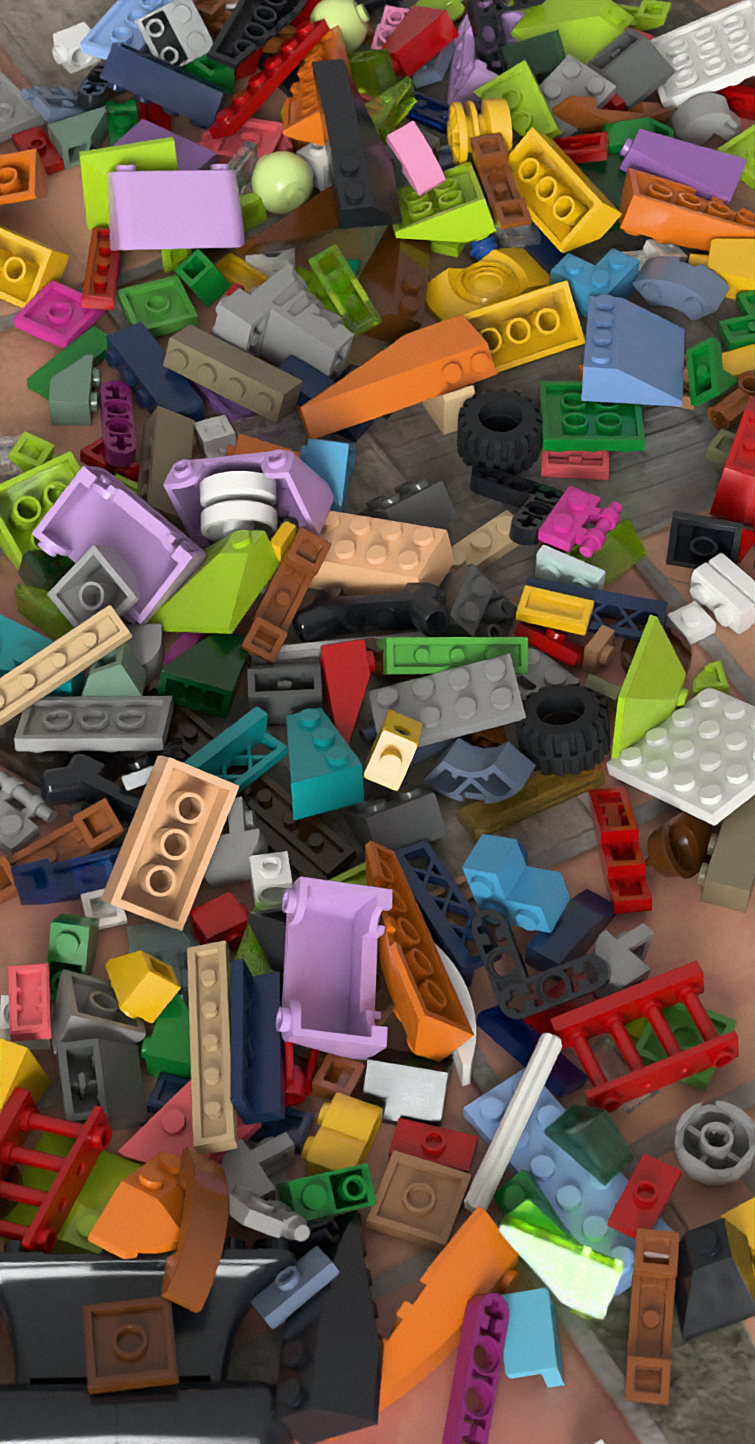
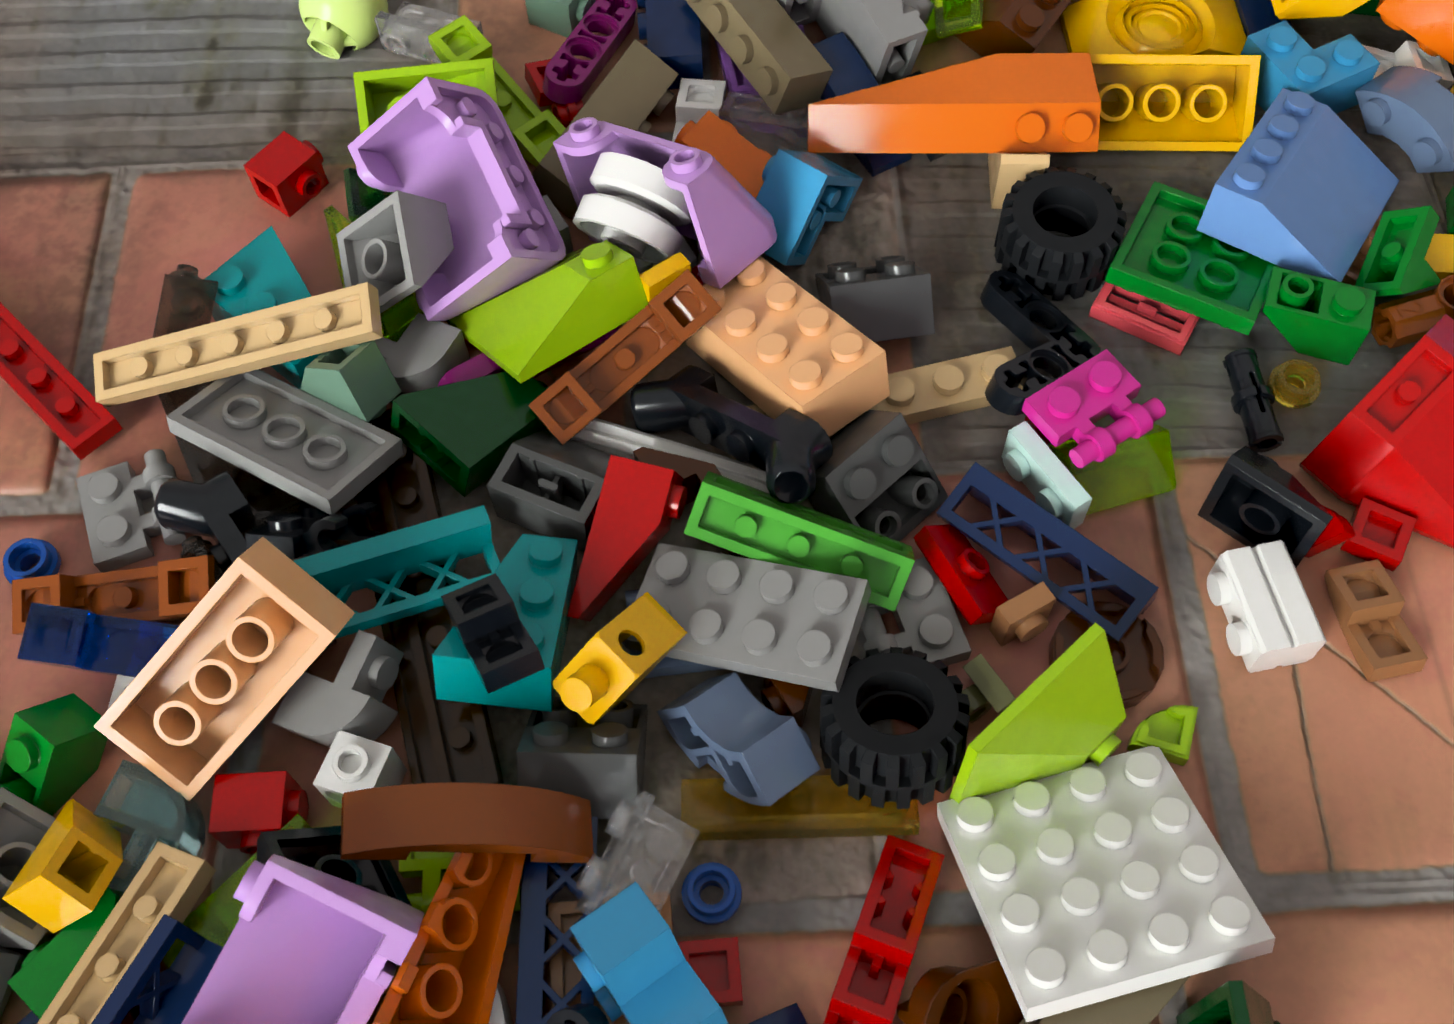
camera: 30 degrees right, 10 degrees up
(316, 755) = (492, 633): none -> black slope
(366, 848) = (465, 819): none -> dark orange slope
(458, 840) = (644, 849): none -> clear bracket
(555, 610) = (986, 530): yellow tile -> none
(664, 486) = (1253, 400): none -> black pin
(678, 423) = (1319, 314): none -> green slope
(684, 469) = (1299, 374): none -> clear yellow plate
(691, 622) = (1185, 625): white plate -> none
(719, 449) = (1363, 375): olive tile -> none

